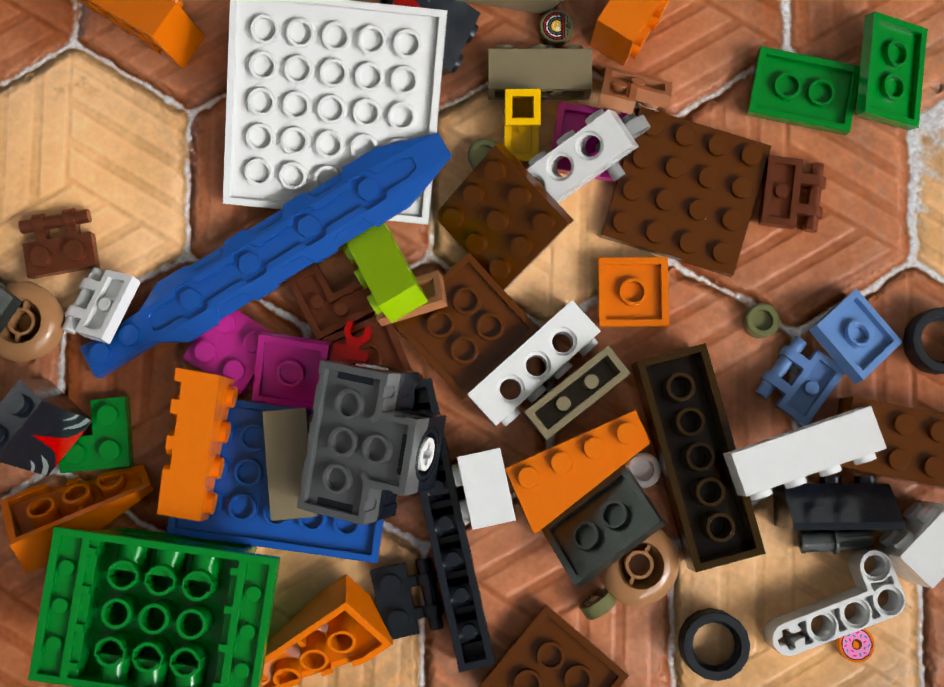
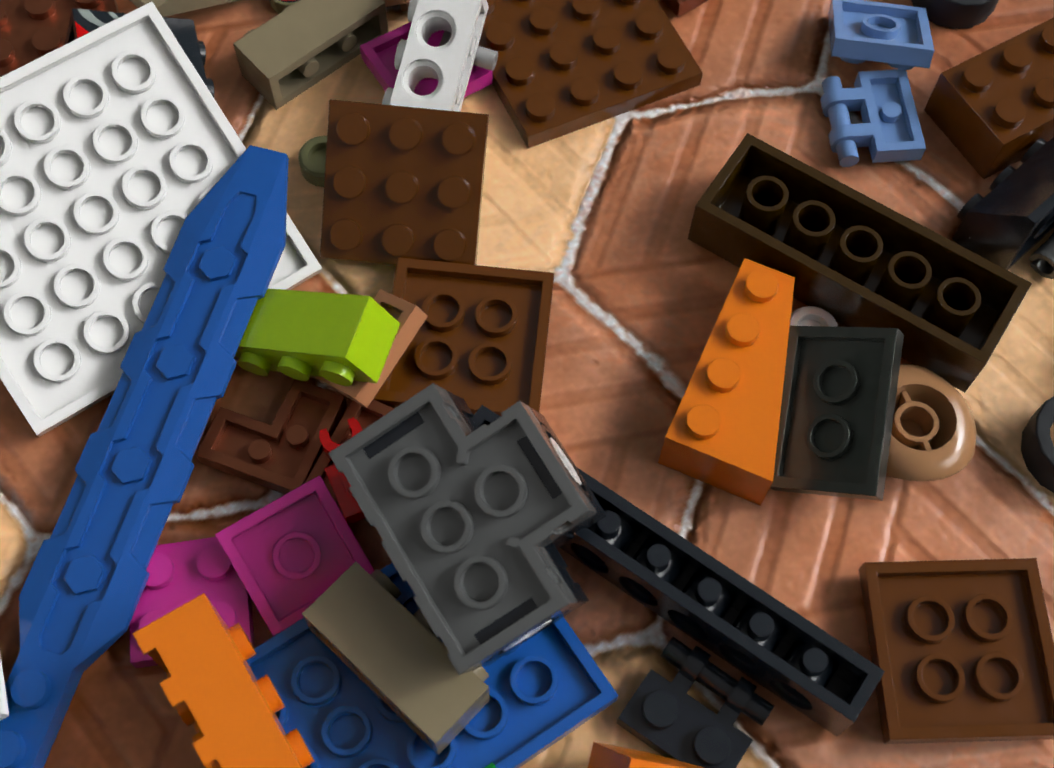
camera: 45 degrees left, 20 degrees down
(485, 489) = (667, 472): white brick -> none
(522, 122) = (325, 70): yellow brick -> none
(569, 322) = (570, 391): white brick -> none
(576, 393) = (662, 302): dark tan brick -> none
(597, 604) = (917, 511): olive tile -> none
(632, 292) = (617, 165): orange plate -> none
(761, 320) = (773, 97): olive tile -> none
(805, 451) = (957, 147): white brick -> none

